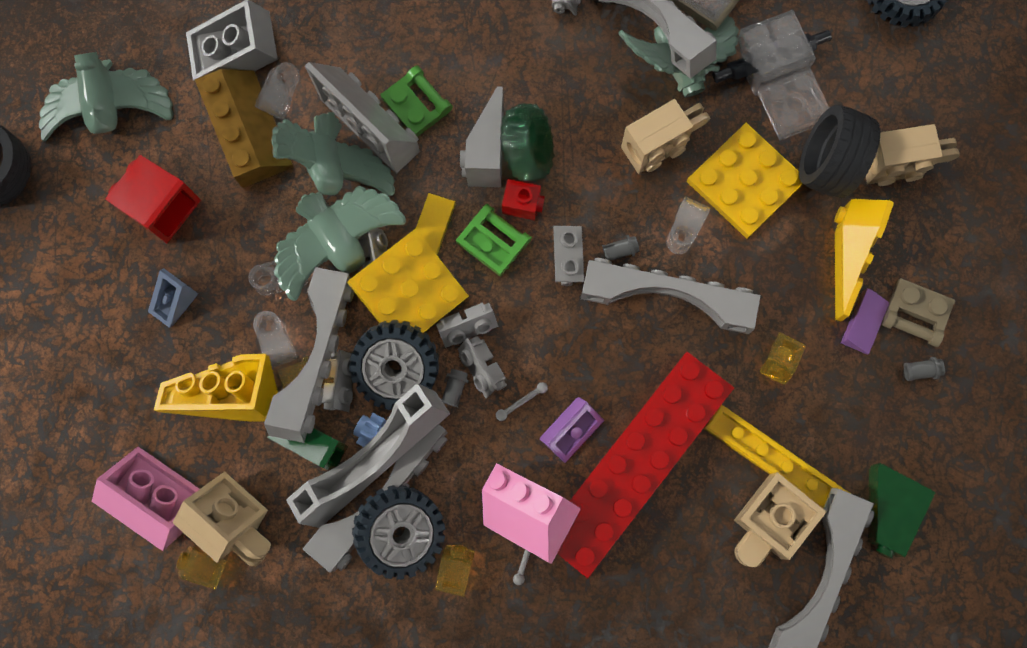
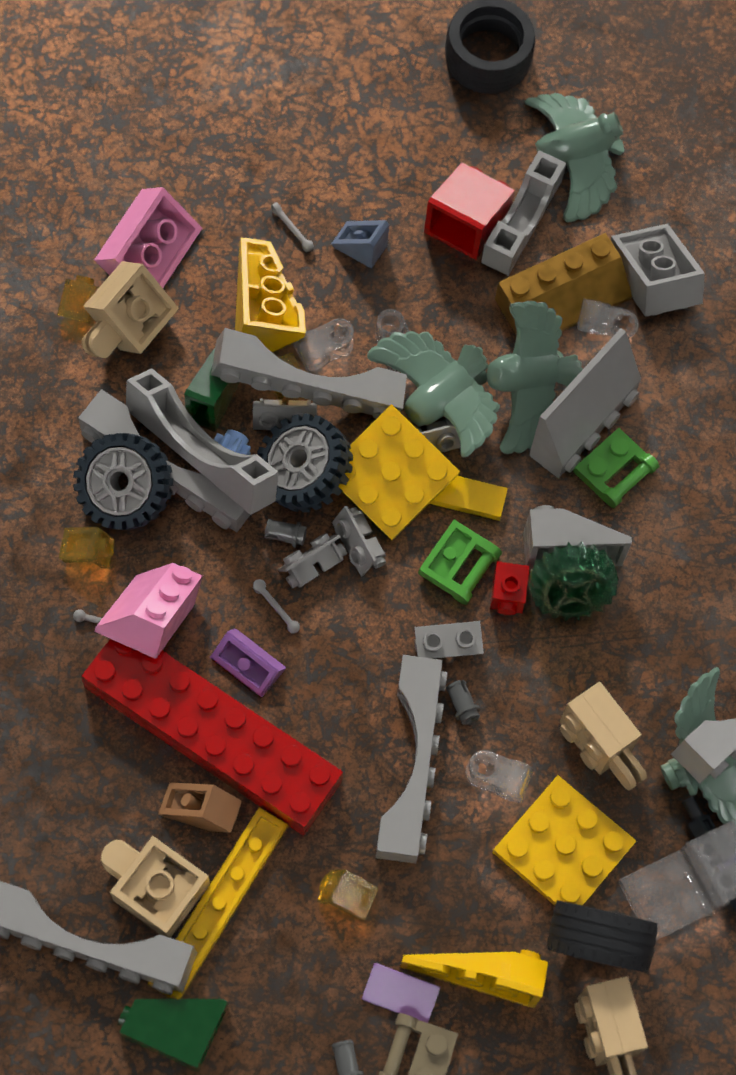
camera: 75 degrees right, 10 degrees down
(162, 151) = (530, 204): none -> light grey arch
(168, 349) = (307, 245): none -> light grey hinge
(705, 478) = (201, 806): none -> medium nougat slope

